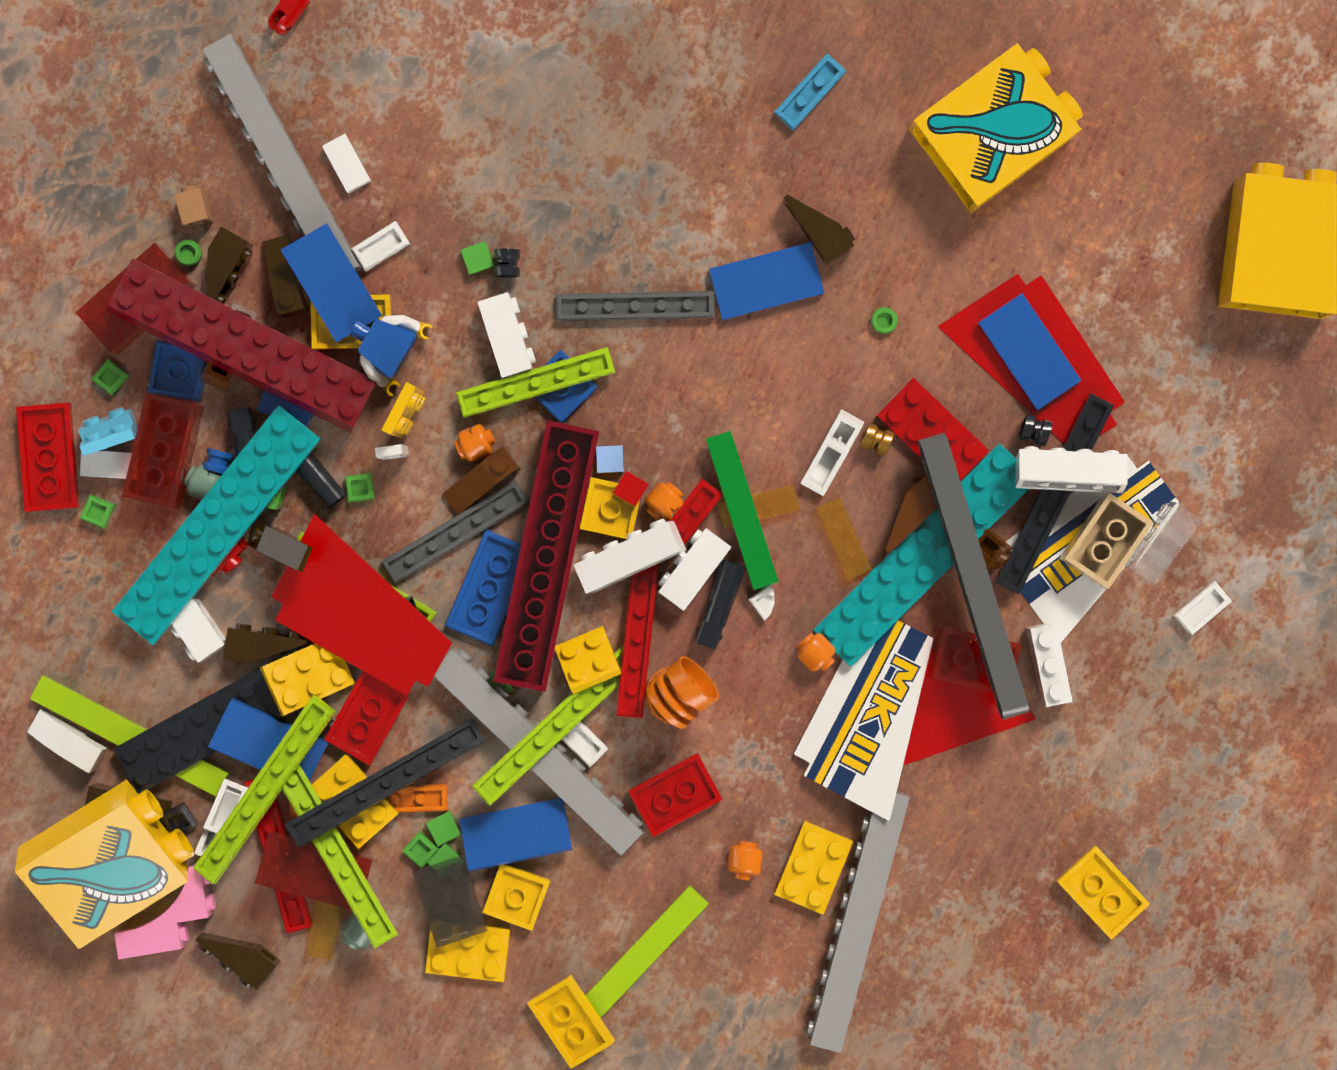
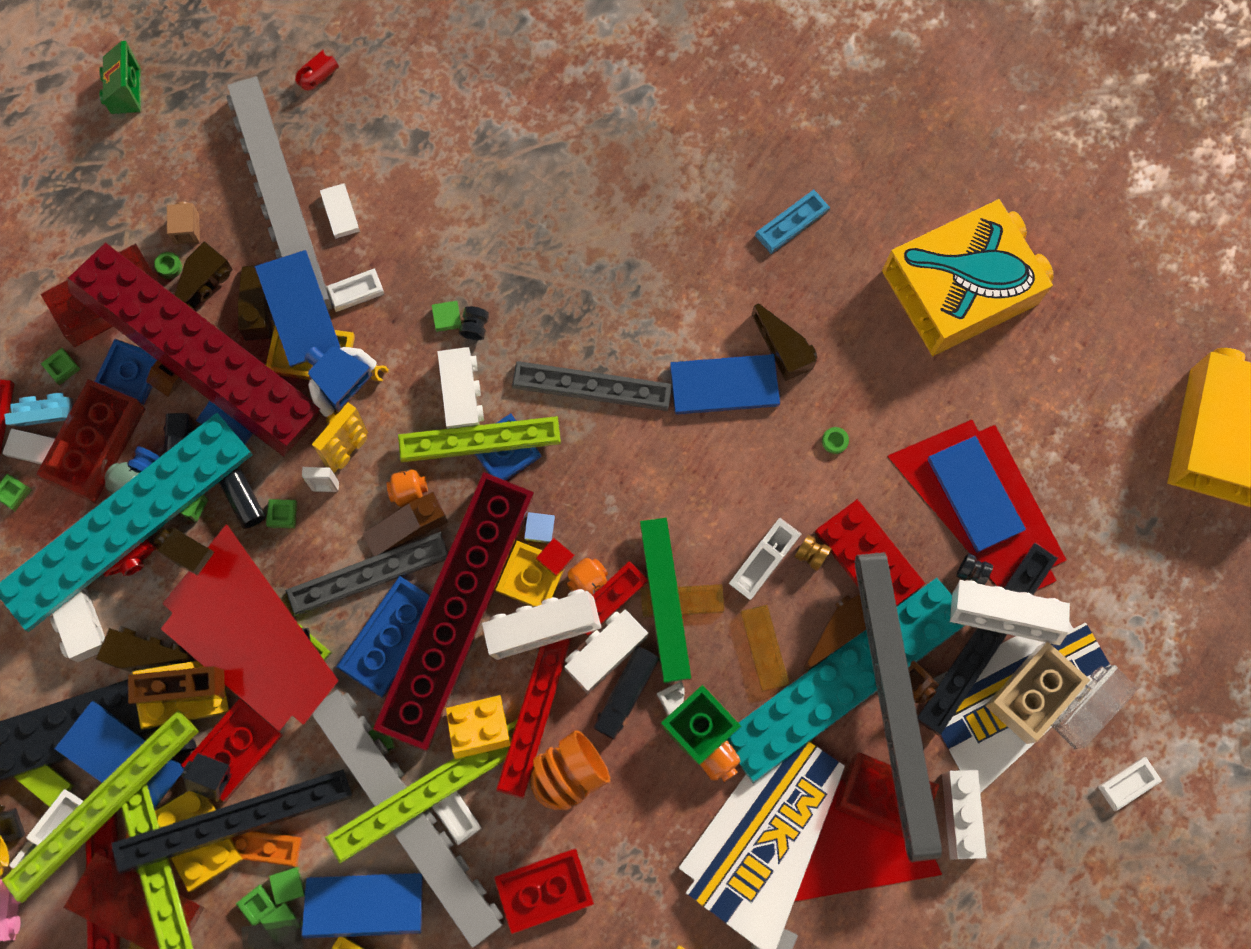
camera: 10 degrees right, 15 degrees down
(91, 62) = (120, 80): none -> green slope
(305, 673) = (177, 685): none -> reddish brown slope
(351, 748) = (206, 776): none -> black brick
(794, 625) = (700, 725): none -> green slope

